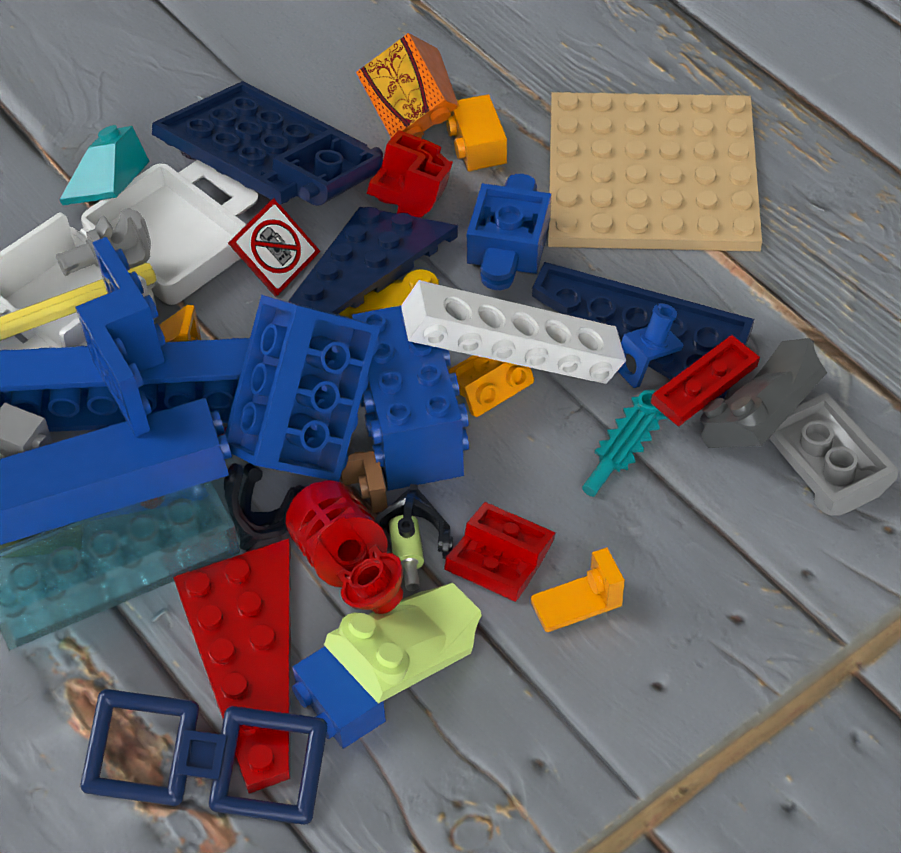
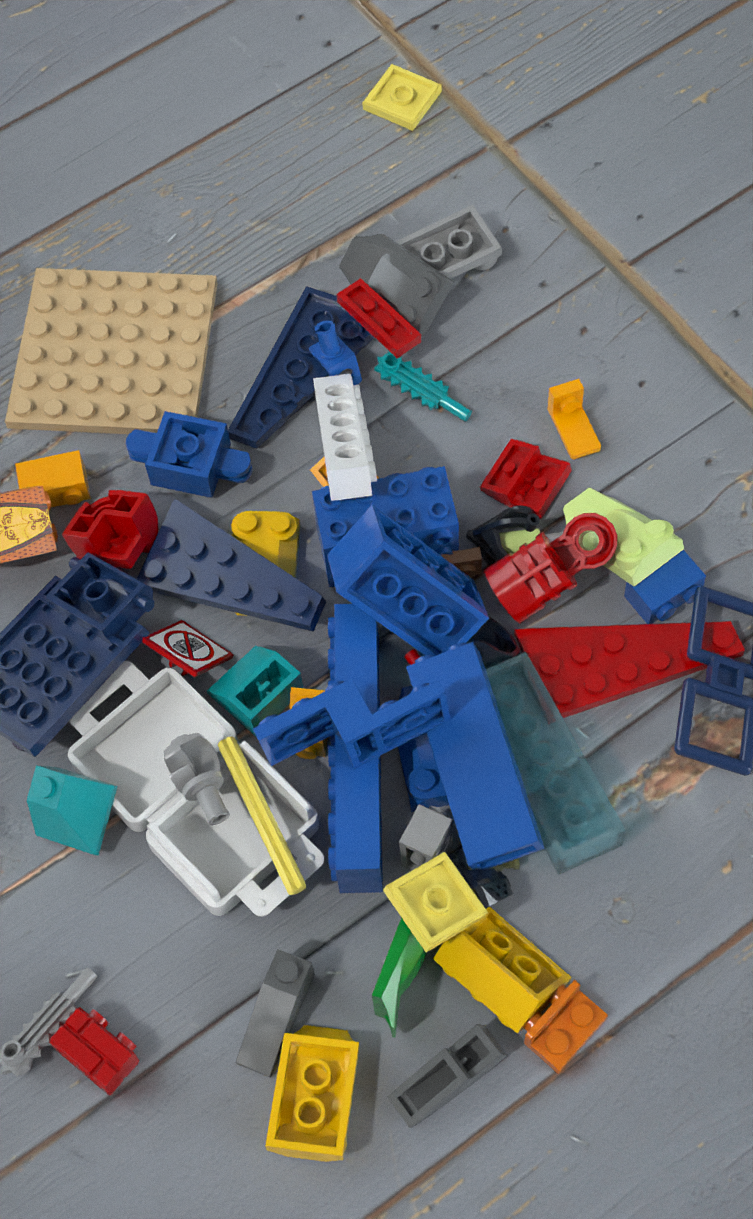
camera: 85 degrees left, 10 degrees up
(222, 302) = (256, 687): none -> teal slope

